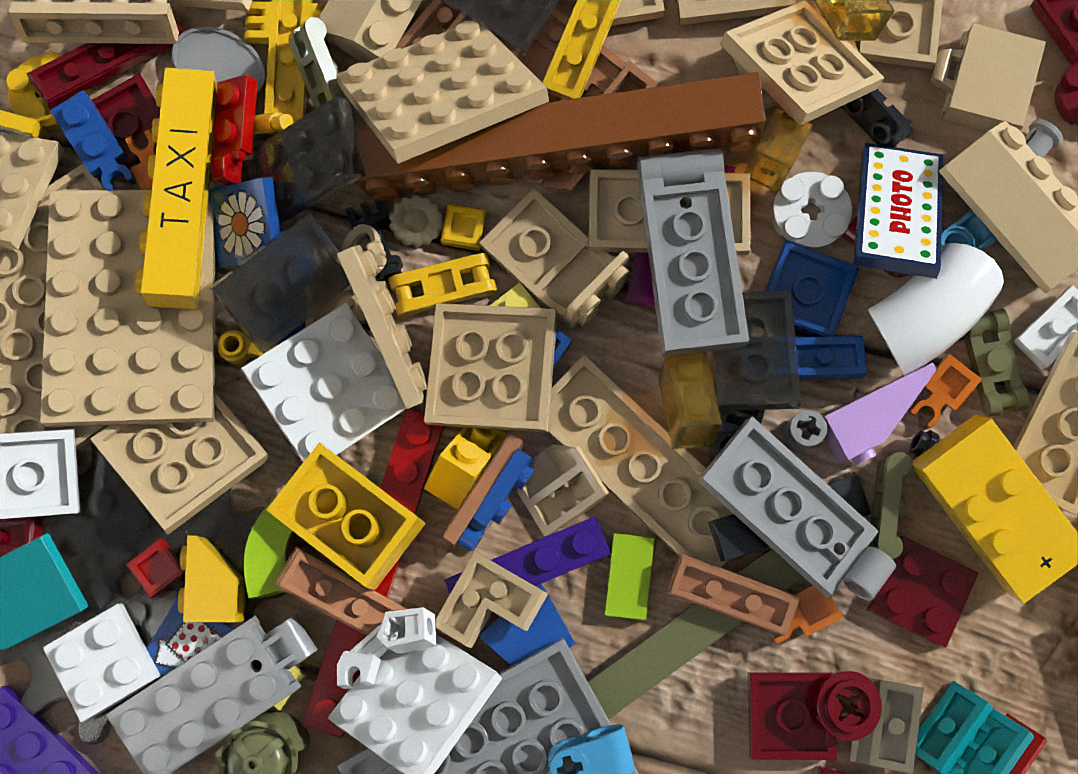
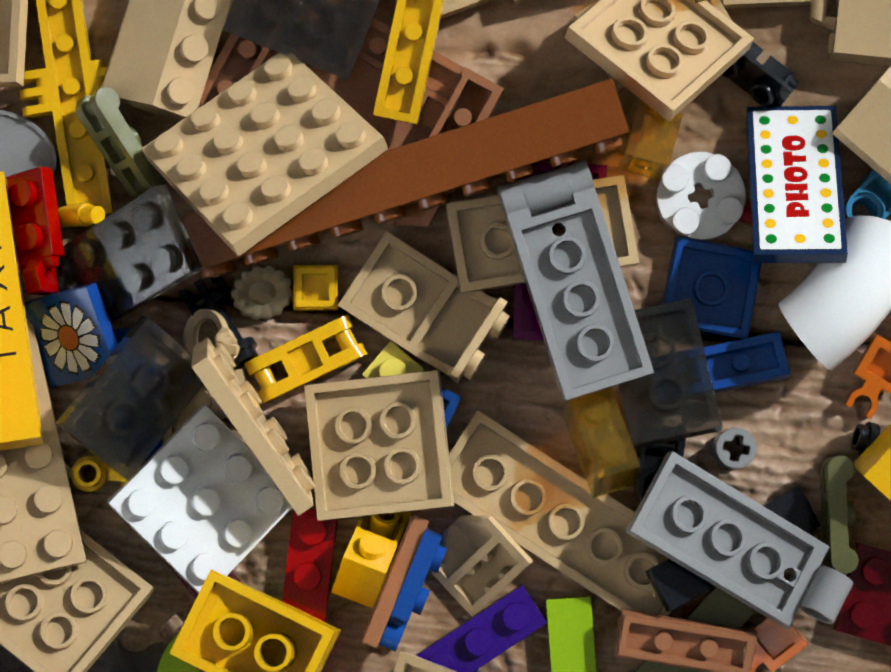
camera: 10 degrees left, 5 degrees up
(871, 419) = (802, 423): lavender slope -> none

